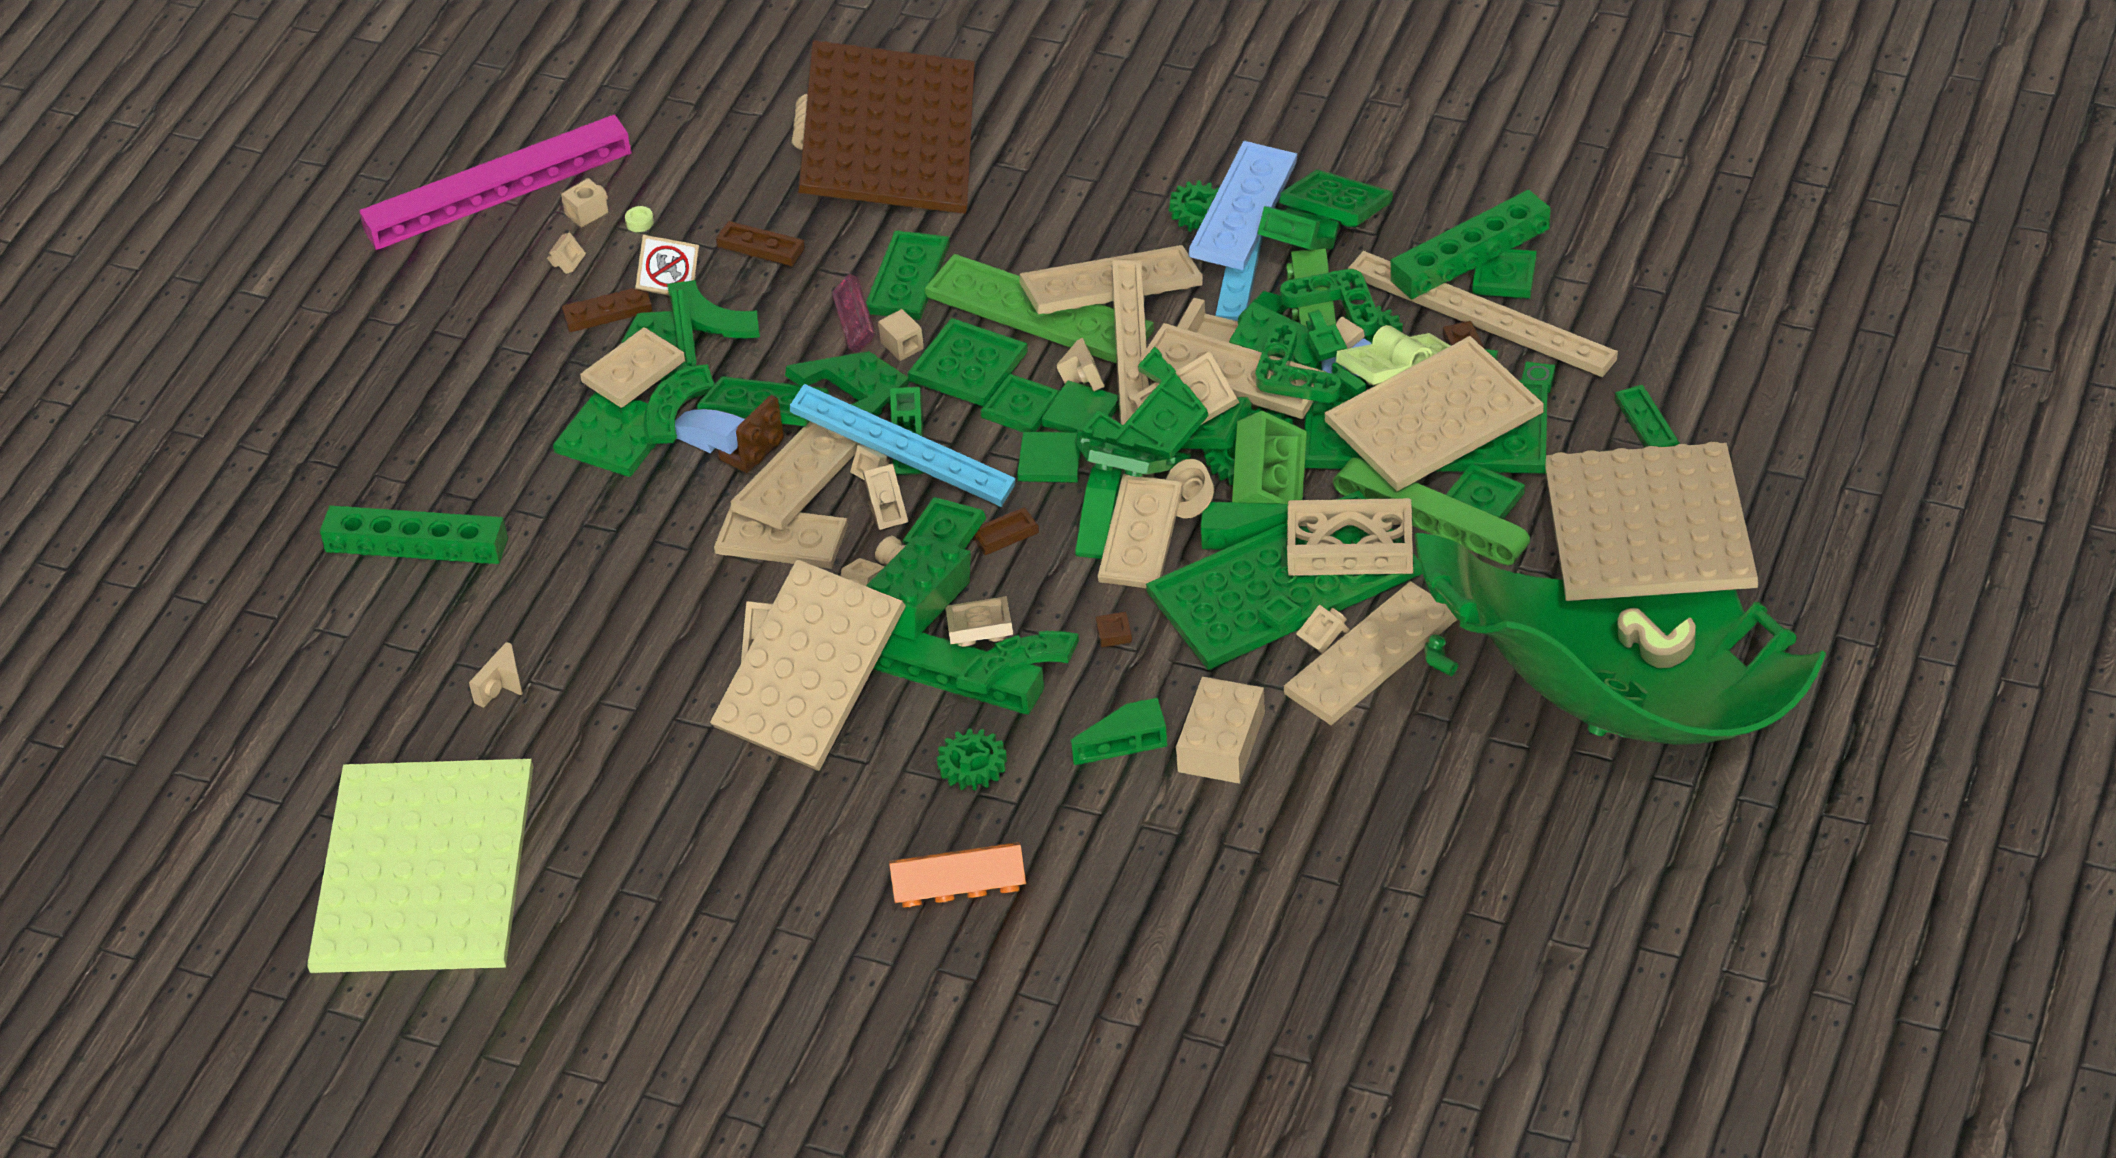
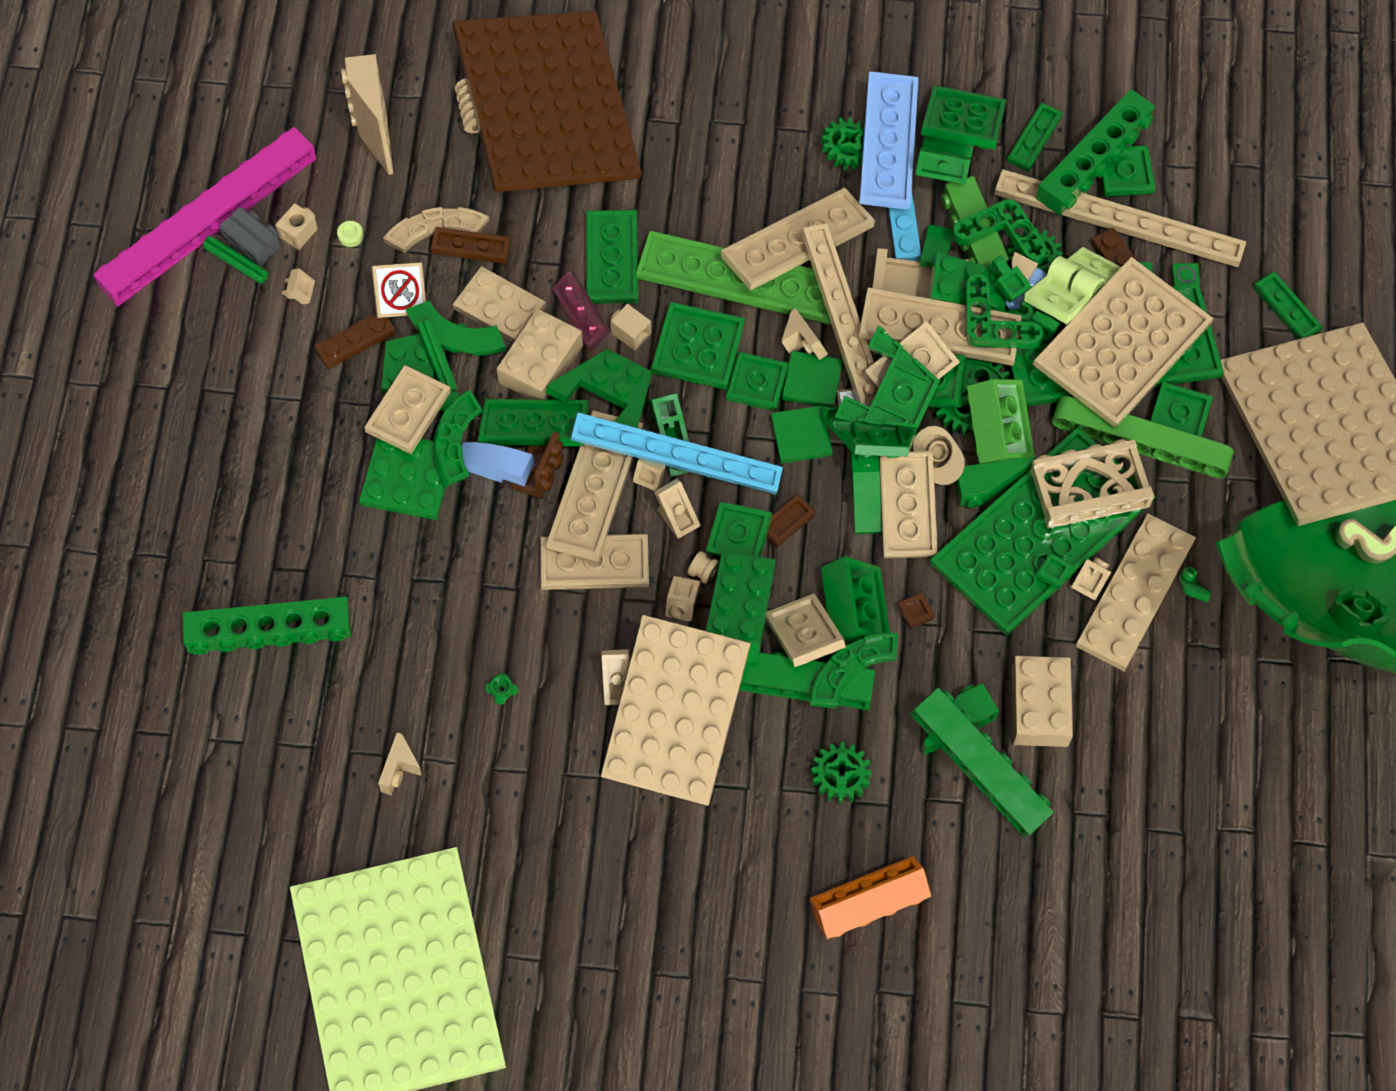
camera: 20 degrees left, 20 degrees up
(512, 224) = (236, 259): none -> green axle
(534, 204) = (250, 235): none -> dark grey brick
(635, 629) = (501, 681): none -> green plate
(695, 97) = (368, 106): none -> tan slope
(705, 225) = (423, 225): none -> tan tile
(776, 299) = (497, 302): none -> tan plate
(792, 337) = (539, 355): none -> tan brick
(1049, 601) = (855, 598): none -> green slope
(1127, 766) = (982, 762): none -> green brick
(1415, 230) = (1035, 137): none -> green tile

